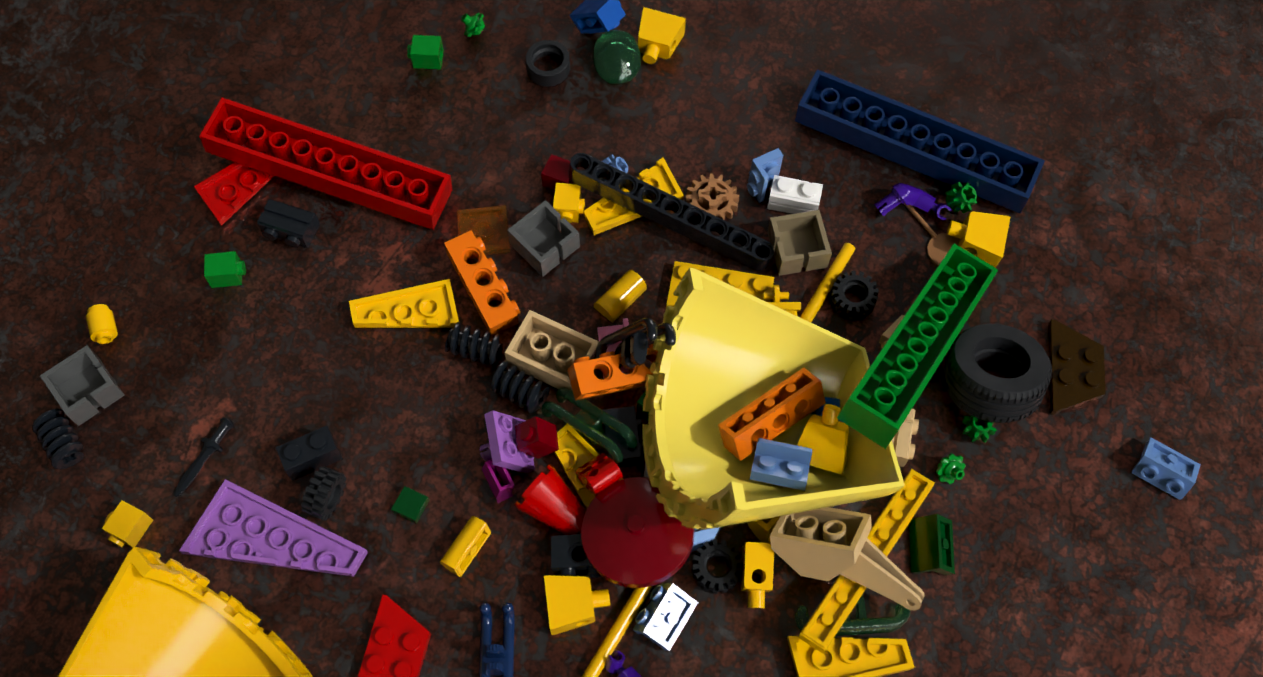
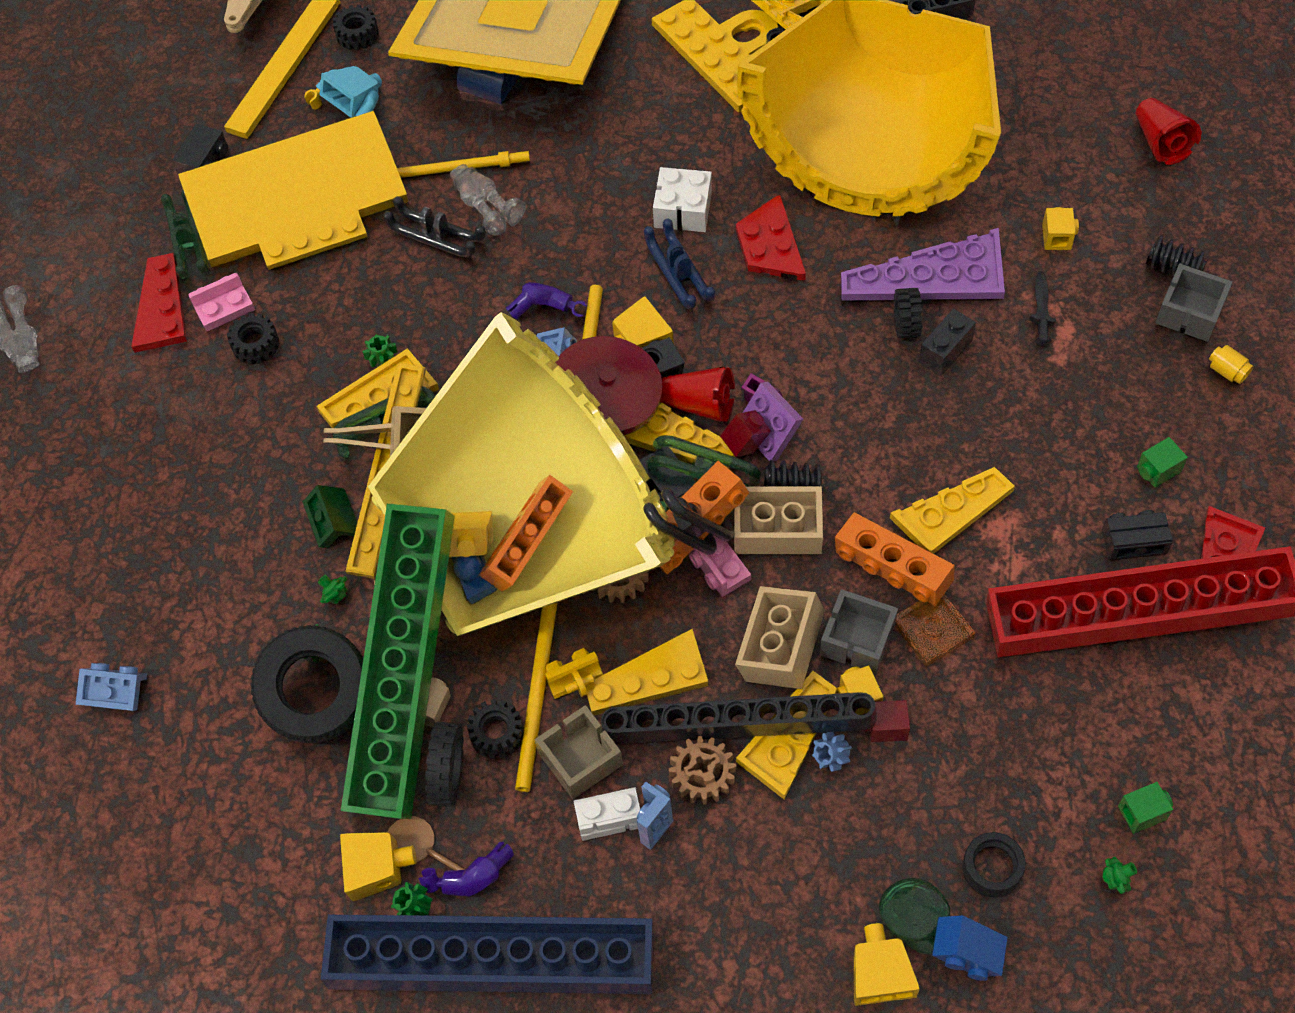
camera: 160 degrees right, 5 degrees down
(410, 504) = (830, 349): dark green tile -> none
(466, 546) = (758, 335): yellow brick -> none
(474, 345) = (861, 498): black piece -> none
(599, 473) = (667, 418): red piece -> none
(605, 256) = (780, 637): none -> tan brick
(621, 295) = (741, 617): yellow brick -> none
(781, 464) = (497, 487): medium blue bracket -> none
(907, 267) = (444, 764): none -> black tyre
(1076, 368) = (229, 757): dark brown wing -> none

